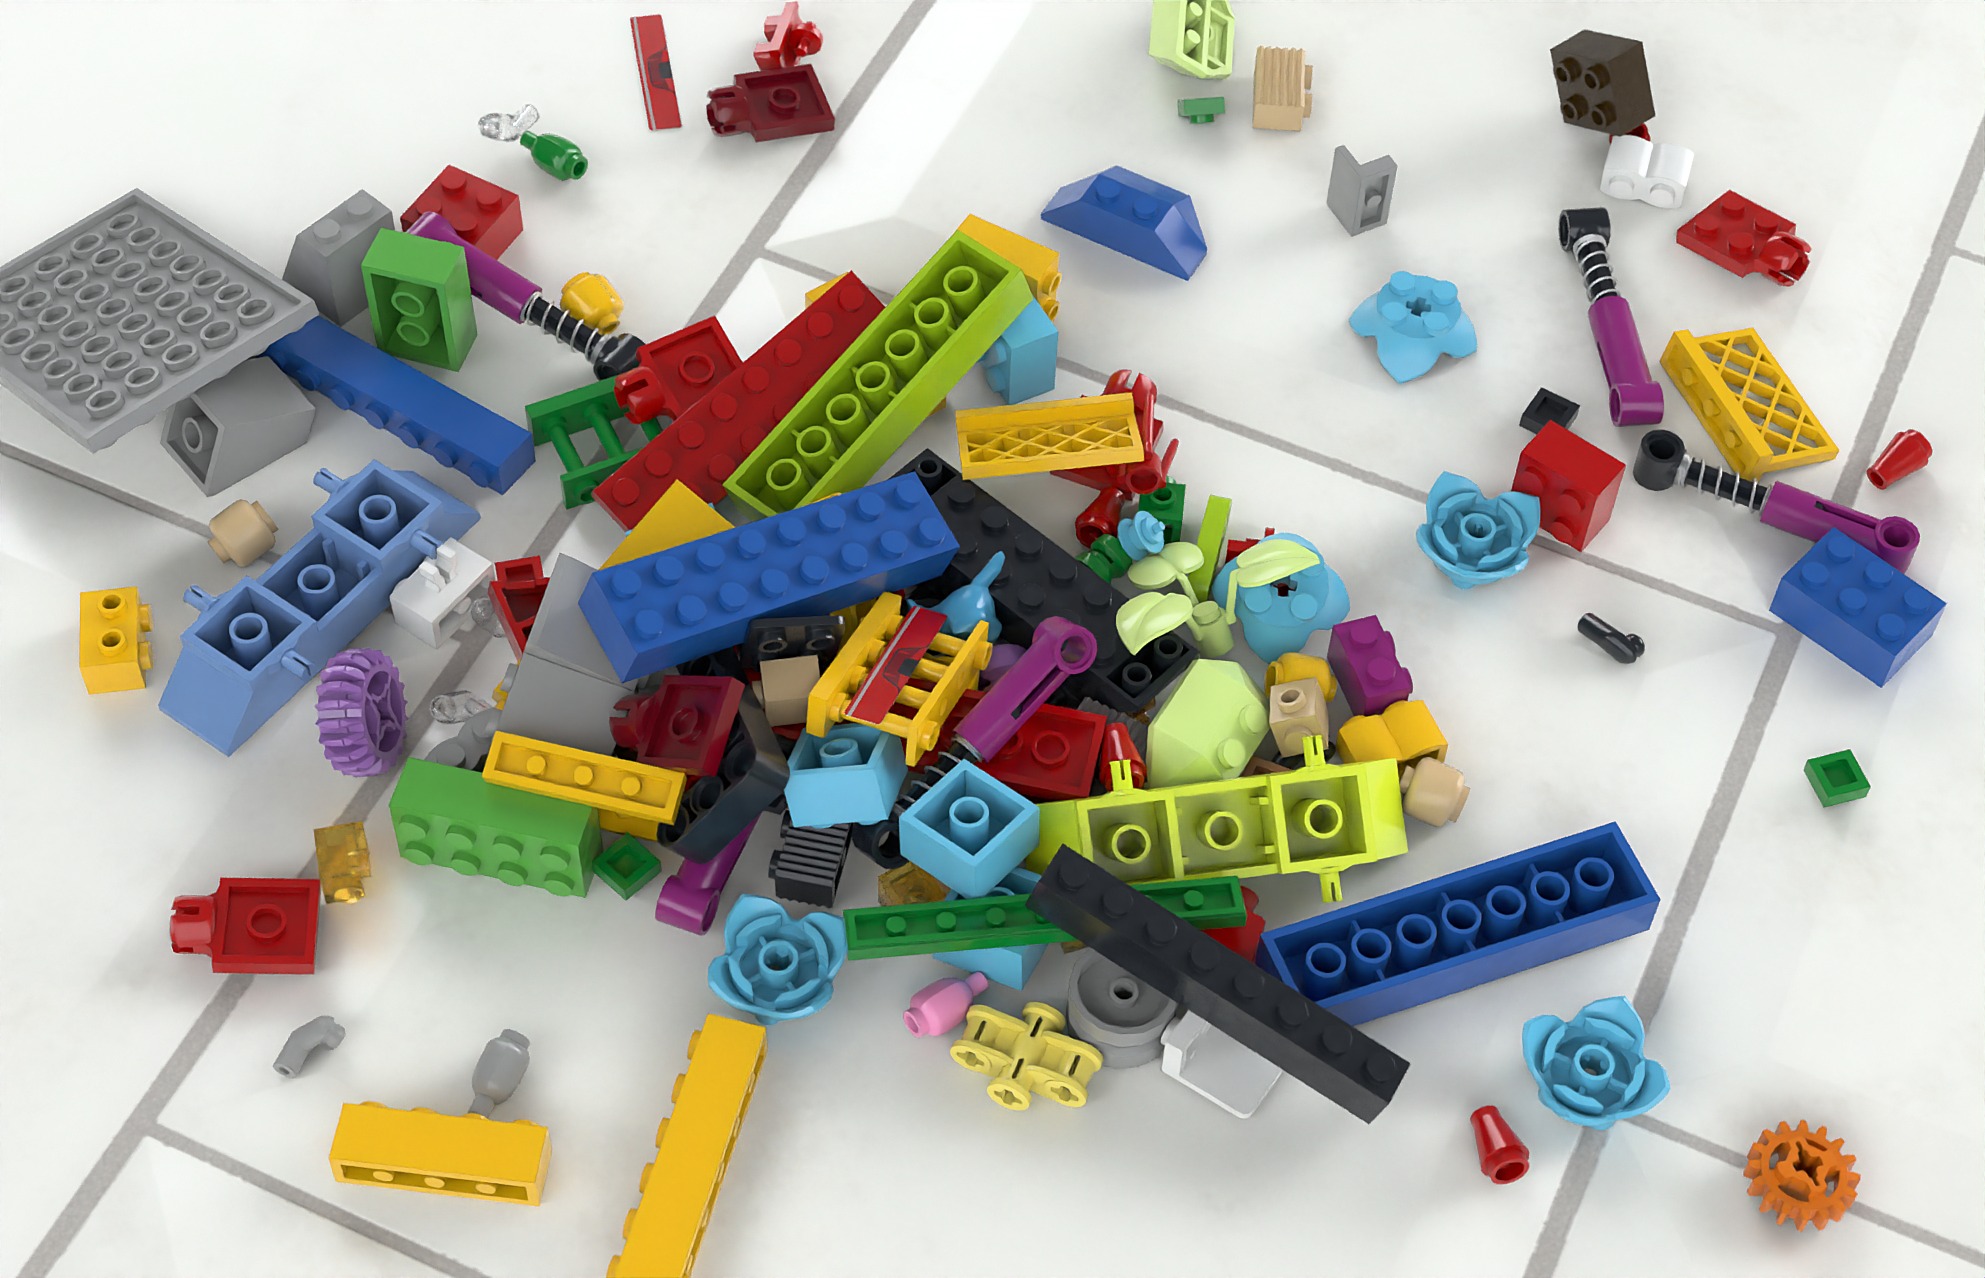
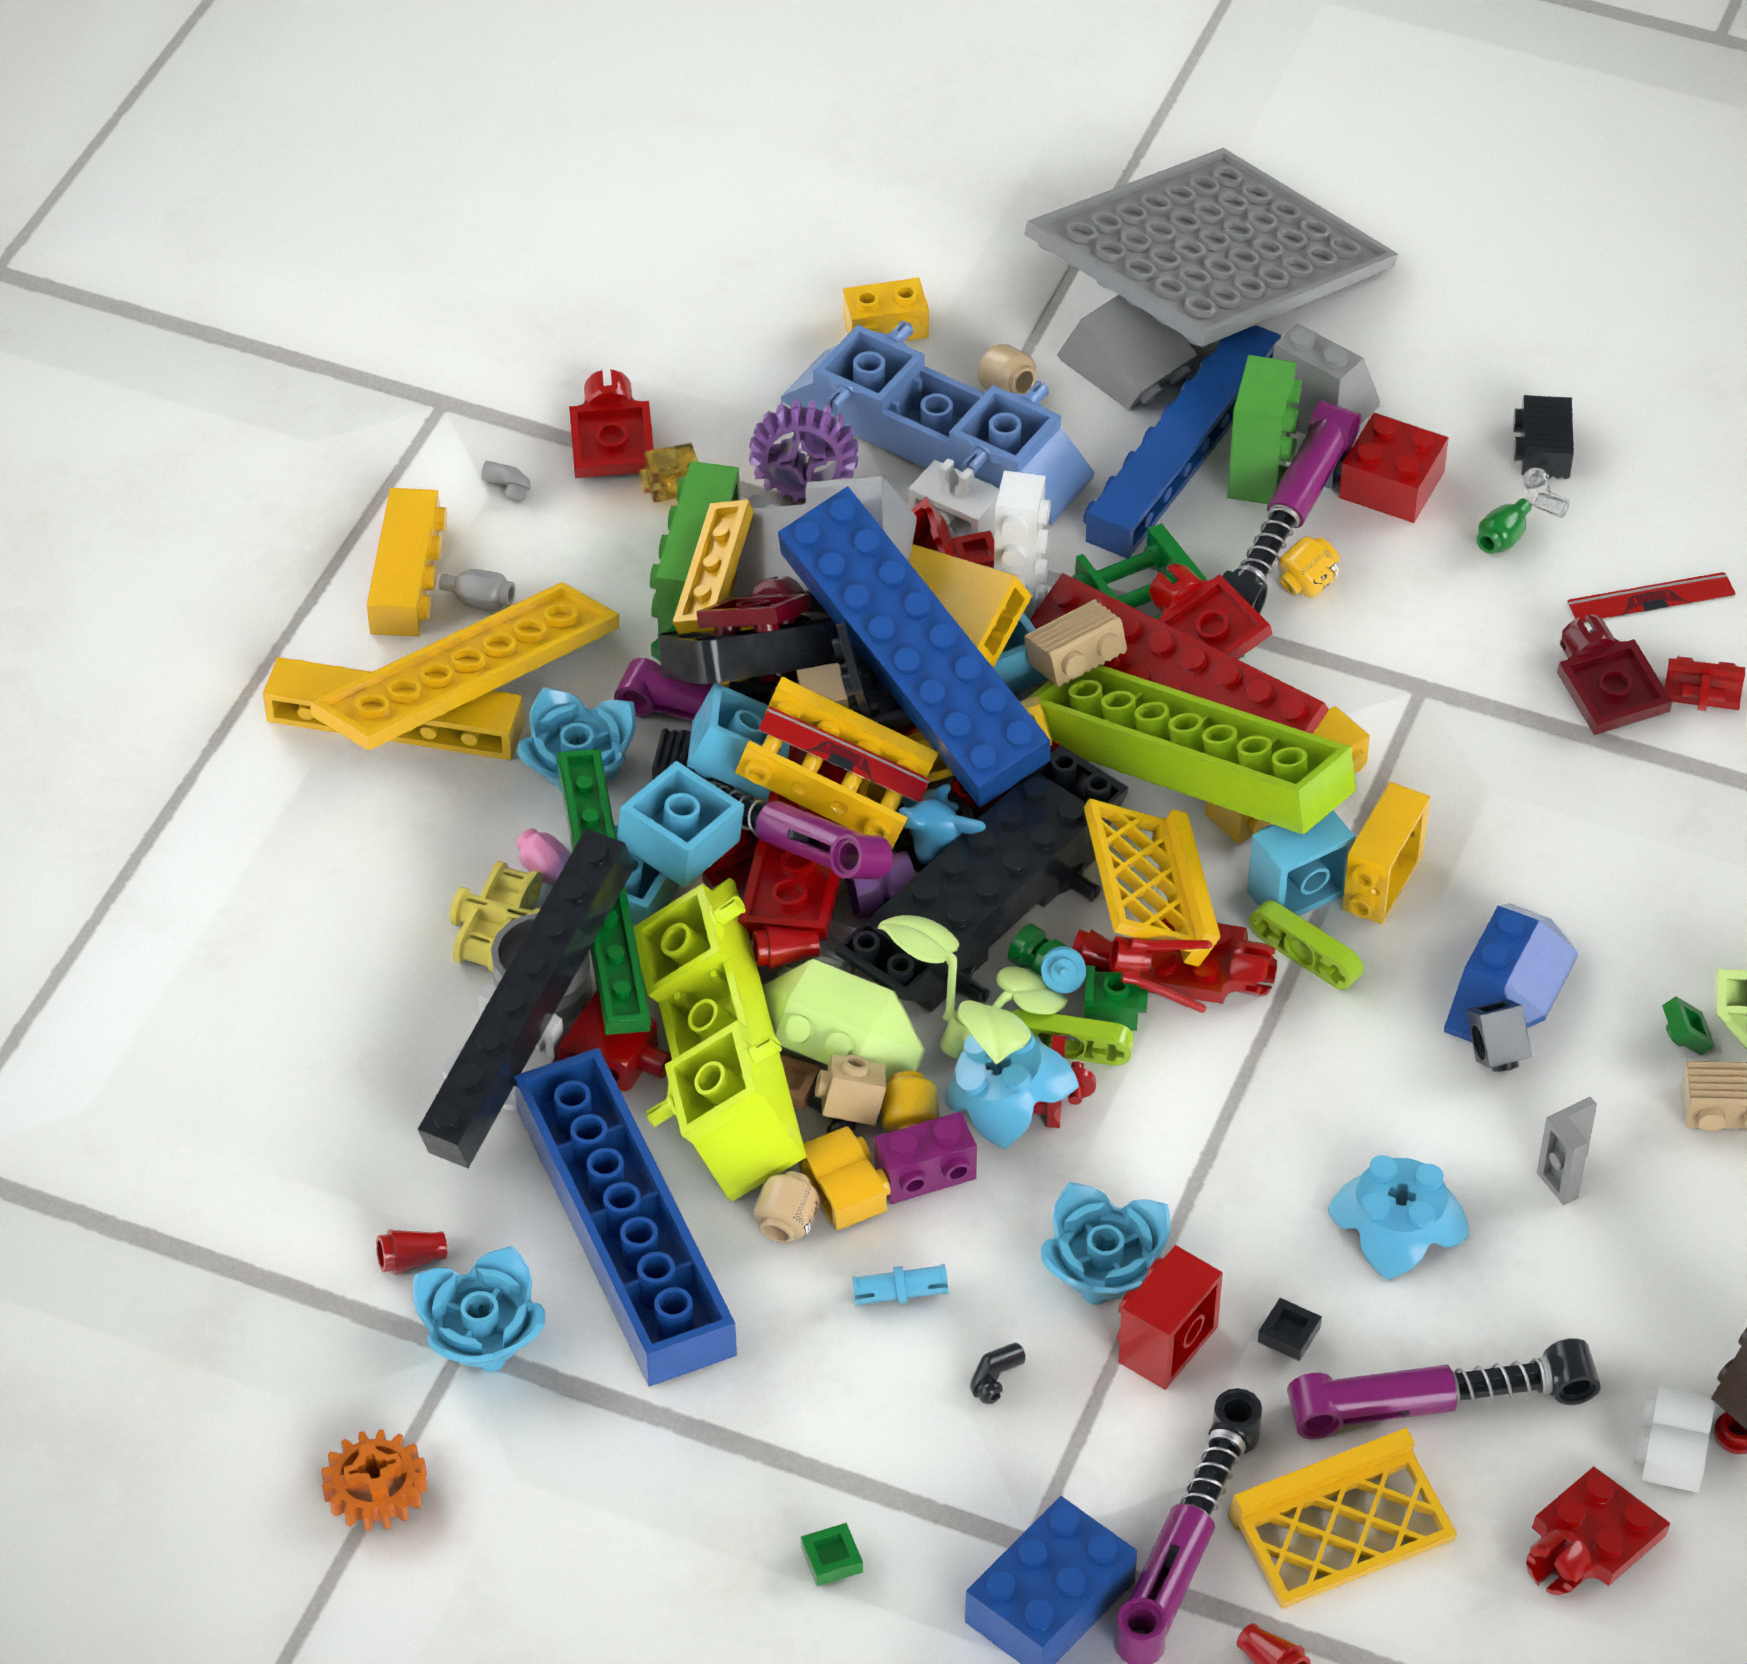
camera: 90 degrees right, 5 degrees down
(436, 107) = (1545, 435): none -> black brick
(585, 494) = (1021, 534): none -> white brick
(670, 1067) = (464, 665): none -> yellow plate
(725, 470) = (1075, 643): none -> tan brick
(1095, 358) = (1306, 945): none -> lime beam
(1219, 225) = (1499, 1035): none -> brick
(1517, 707) = (900, 1285): none -> medium azure pin

